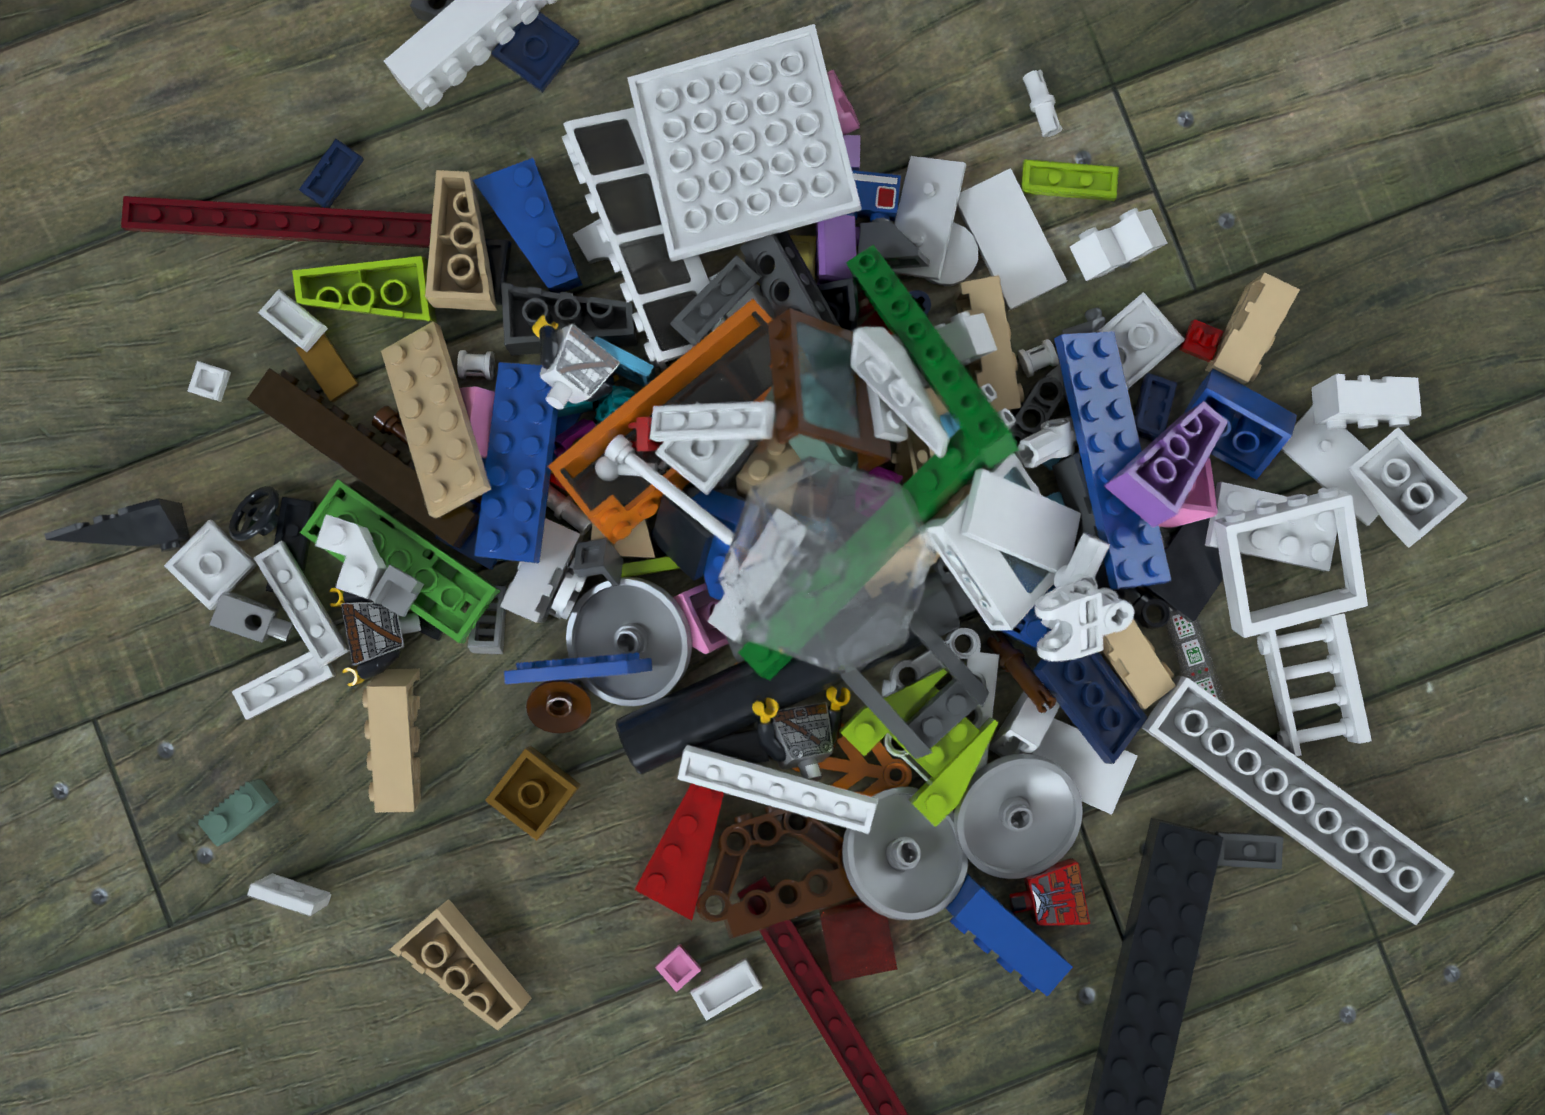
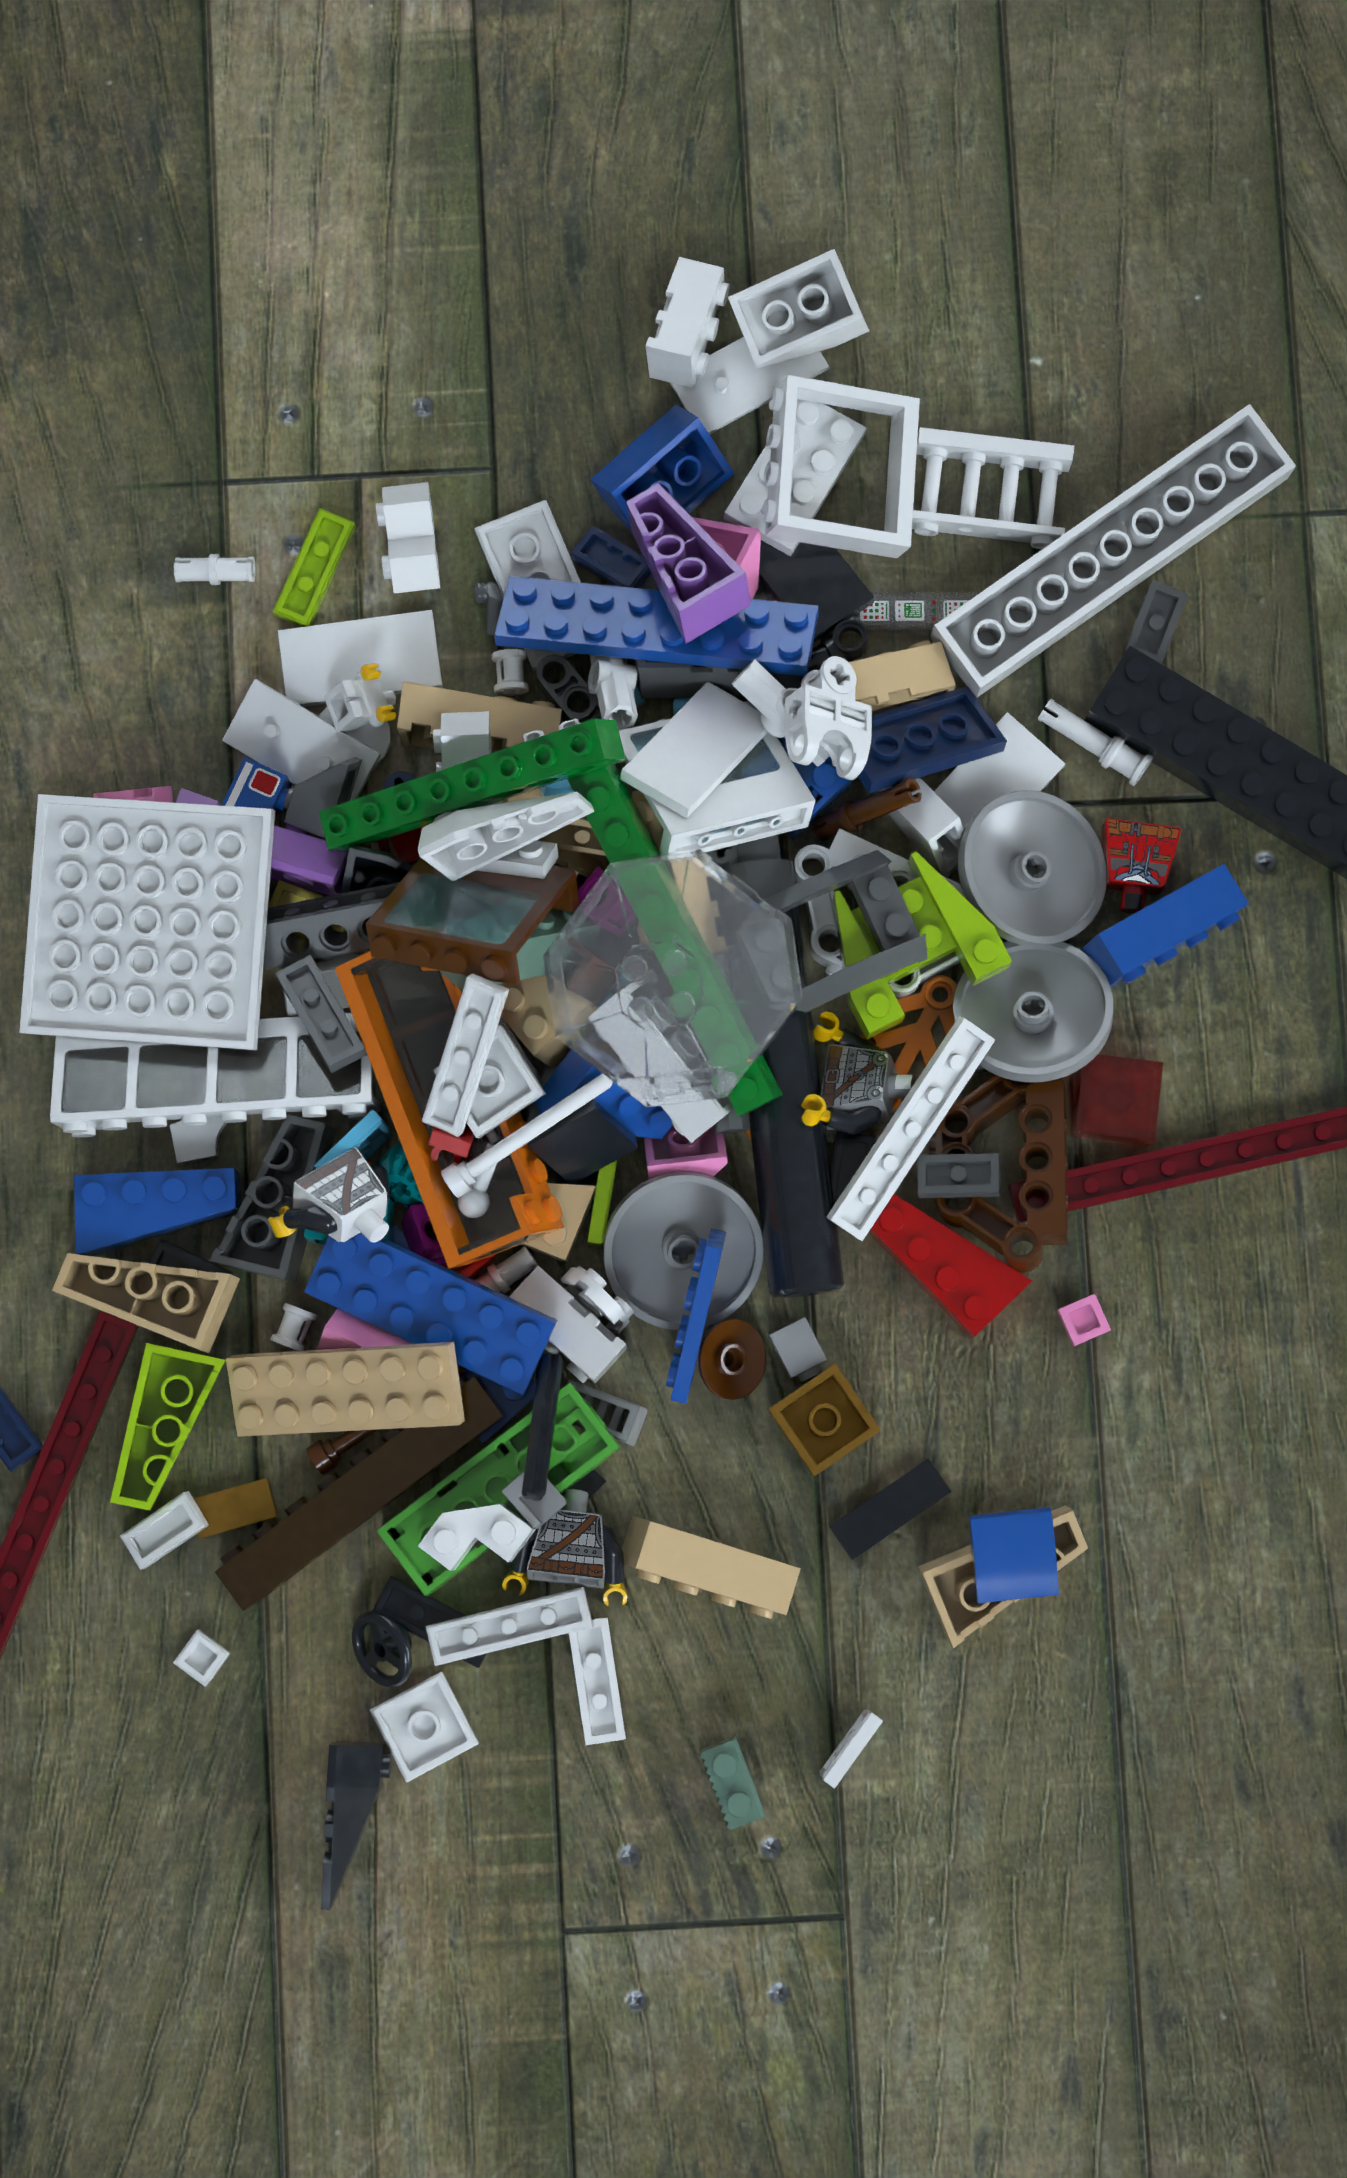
camera: 70 degrees left, 5 degrees down
(236, 613) = (494, 1704): light grey torso -> none
(449, 579) = (542, 1426): none -> black axle
(471, 976) = (1014, 1555): none -> blue slope
(485, 863) = (890, 1509): none -> black tile
(582, 755) = (798, 1350): none -> light grey brick
(598, 558) = (575, 1248): dark grey panel -> none
(726, 989) = (1126, 1273): white tile -> none
(752, 838) = (959, 1175): none -> dark grey plate
(974, 249) = (361, 701): none -> white piece
(1133, 848) = (1111, 751): none -> white pin
(1201, 340) = (553, 481): red tile -> none
(1252, 328) = (559, 420): tan wedge -> none

